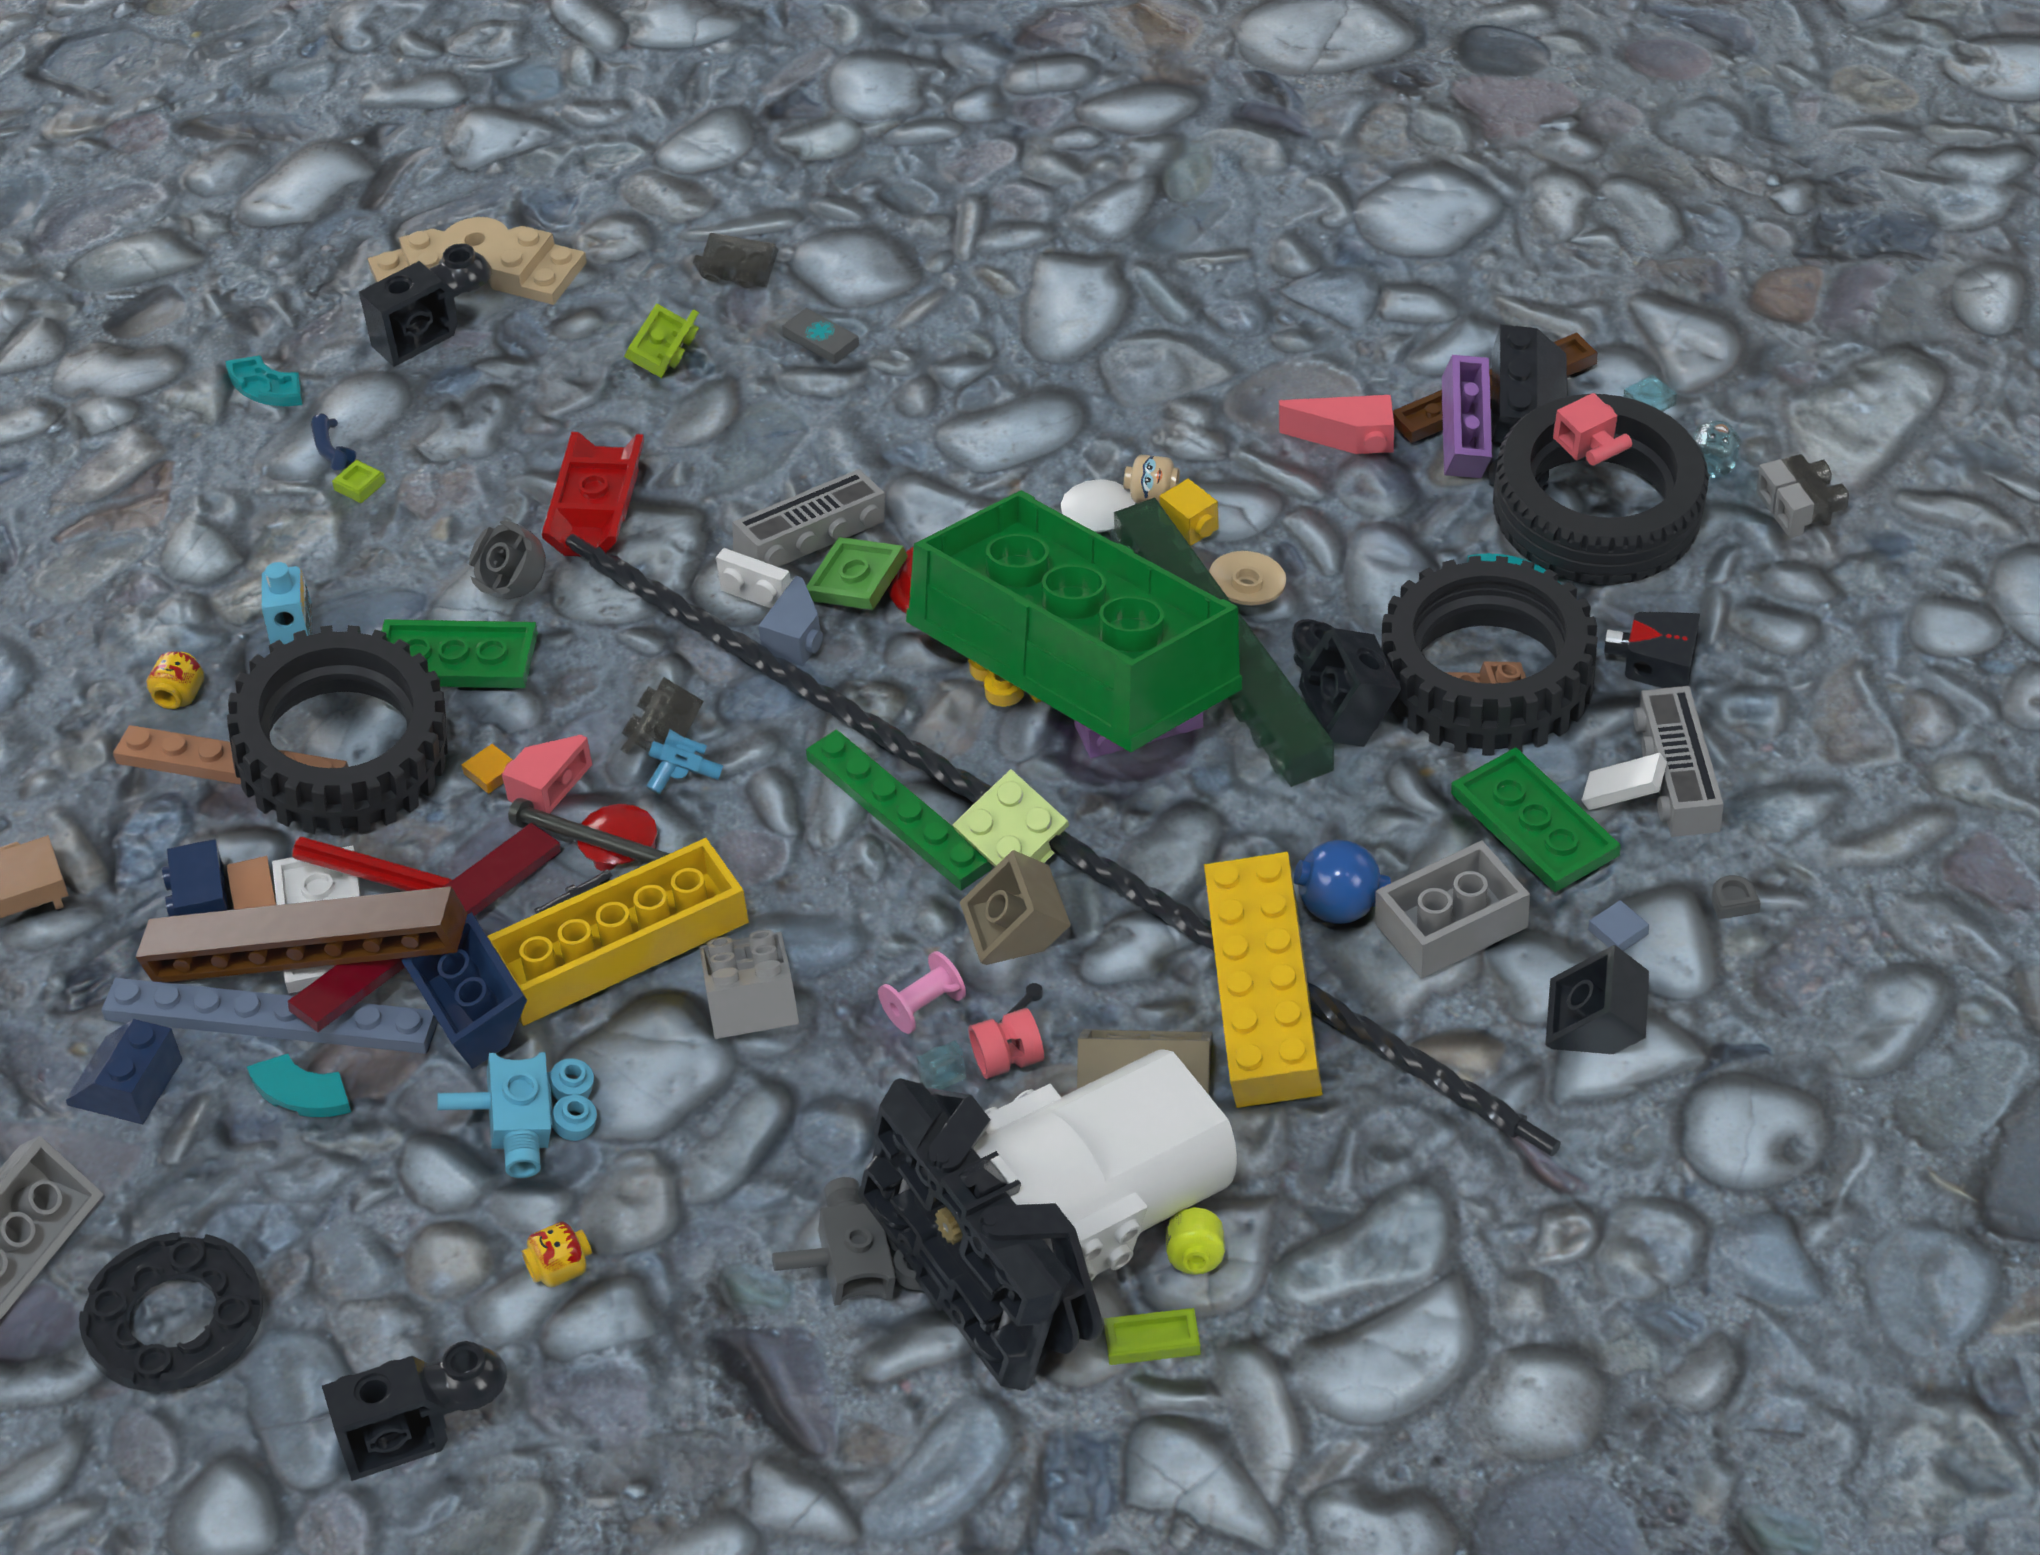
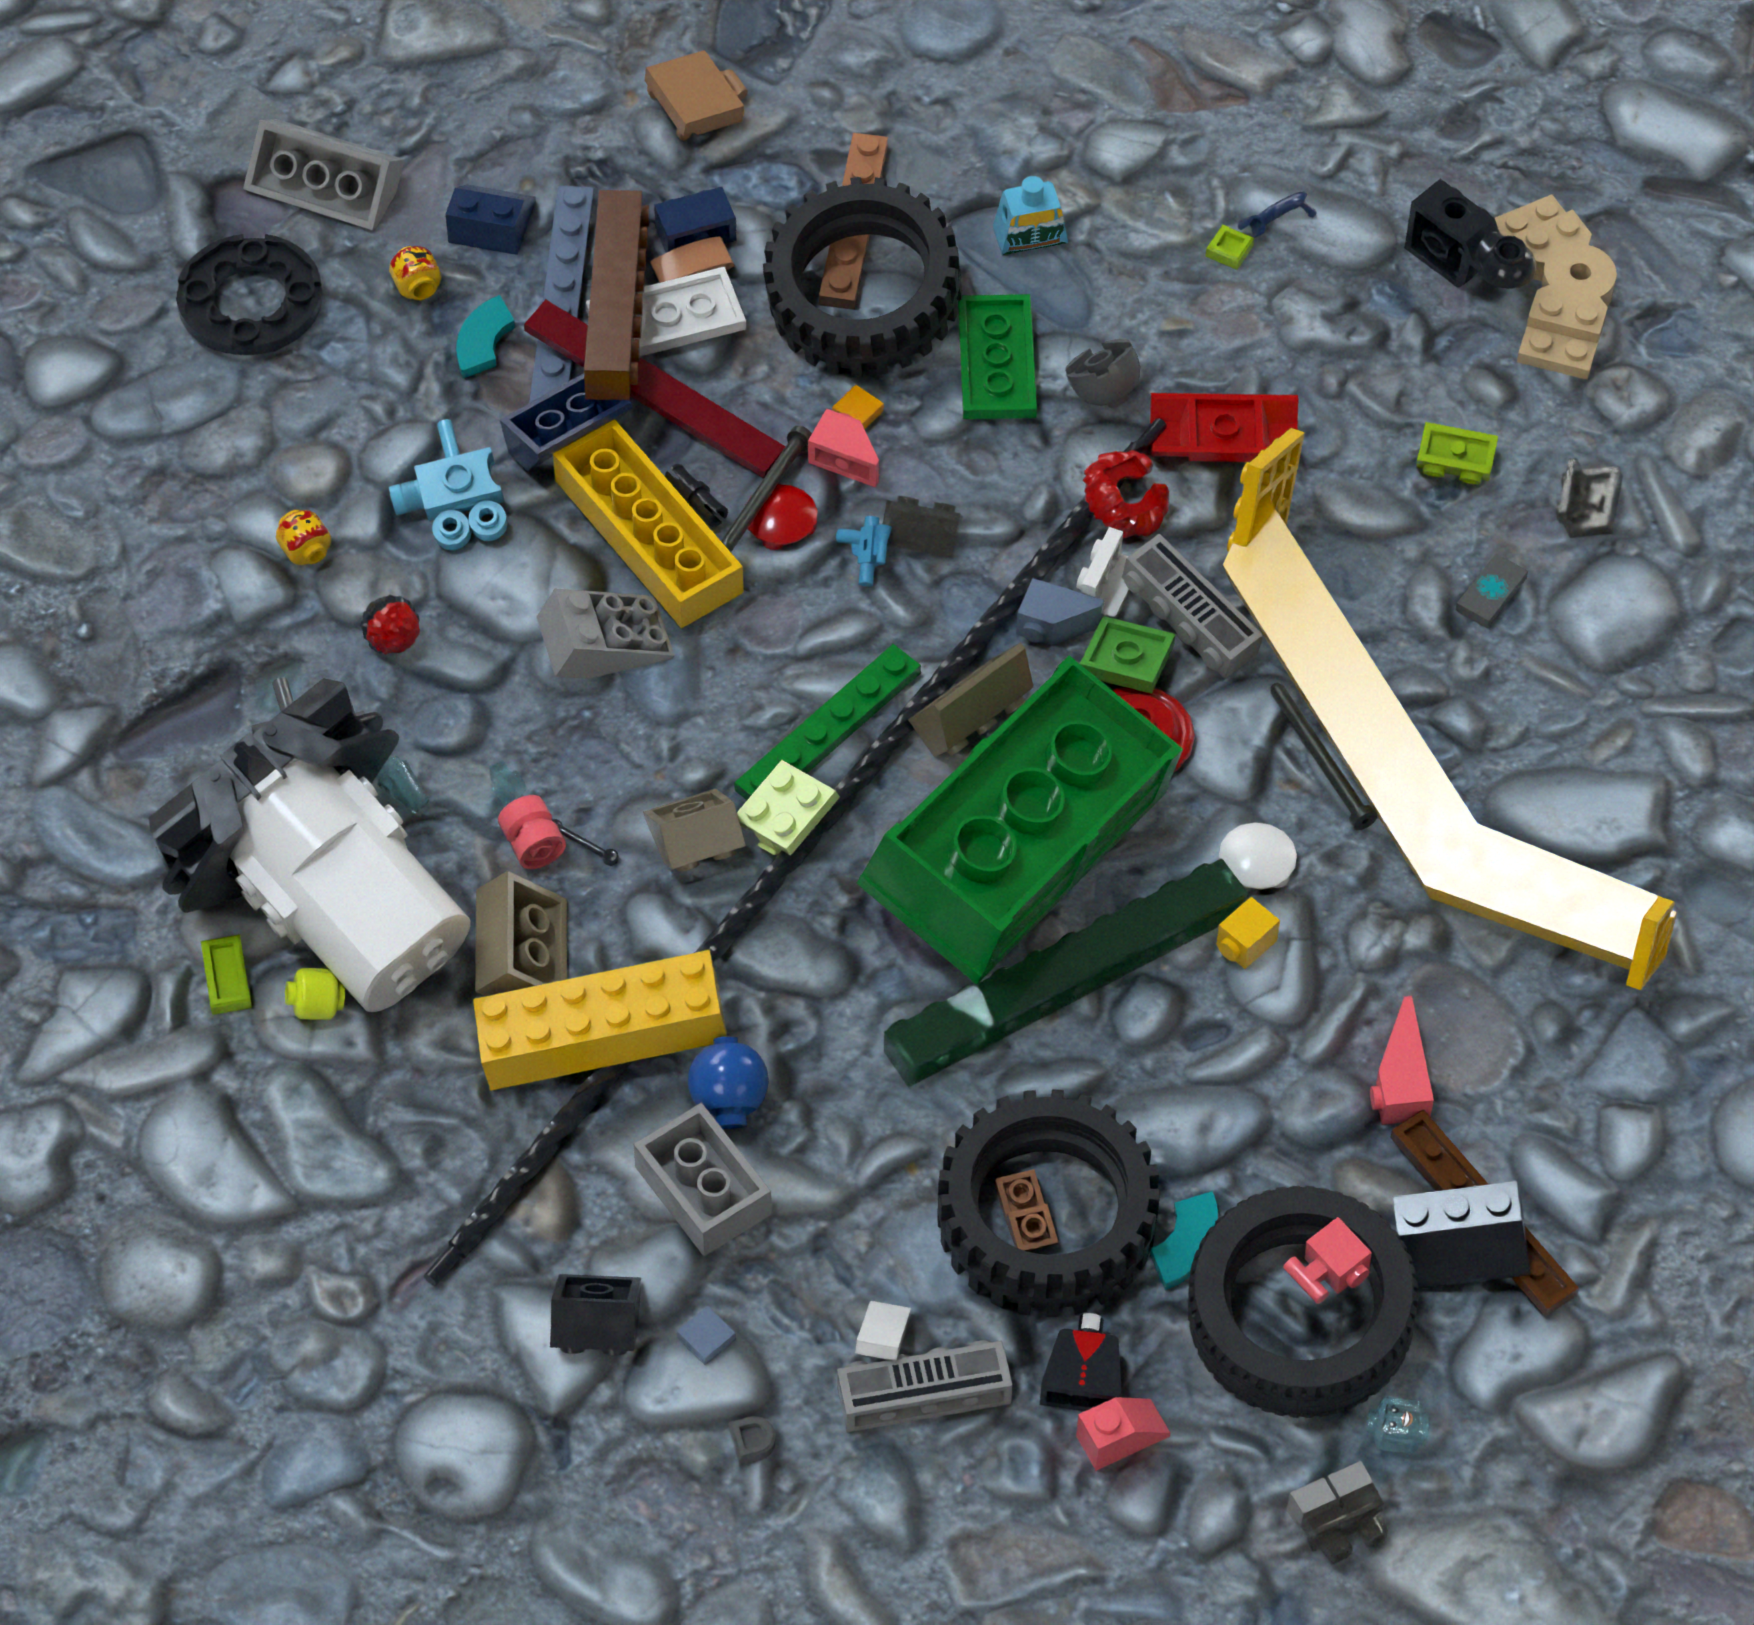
camera: 80 degrees right, 10 degrees up
(175, 680) = (945, 157): yellow head -> none
(190, 1144) = (415, 272): none -> yellow head
(263, 384) = (1360, 148): teal tile -> none
(365, 866) = (713, 333): red axle -> none
(399, 1407) = (135, 451): black brick -> none
(675, 567) = (1106, 500): none -> red piece
(706, 1164) = (390, 624): none -> red piece
(898, 676) = (975, 702): none -> dark tan slope
(941, 980) = (603, 776): bright pink piece -> none
(987, 398) = (1394, 767): none -> piece
(1062, 433) = (1361, 815): none -> pearl dark grey bar
(1150, 477) = (1288, 894): tan head -> none
(1249, 577) = (1158, 974): tan dish -> none
(1343, 679) = (1009, 1068): black brick -> none
(1466, 416) = (1401, 1169): medium lavender brick -> none
(1535, 819) = (839, 1257): green plate -> none
(1652, 392) = (1495, 1370): clear light blue plate -> none
(1728, 634) = (1119, 1429): none -> coral slope

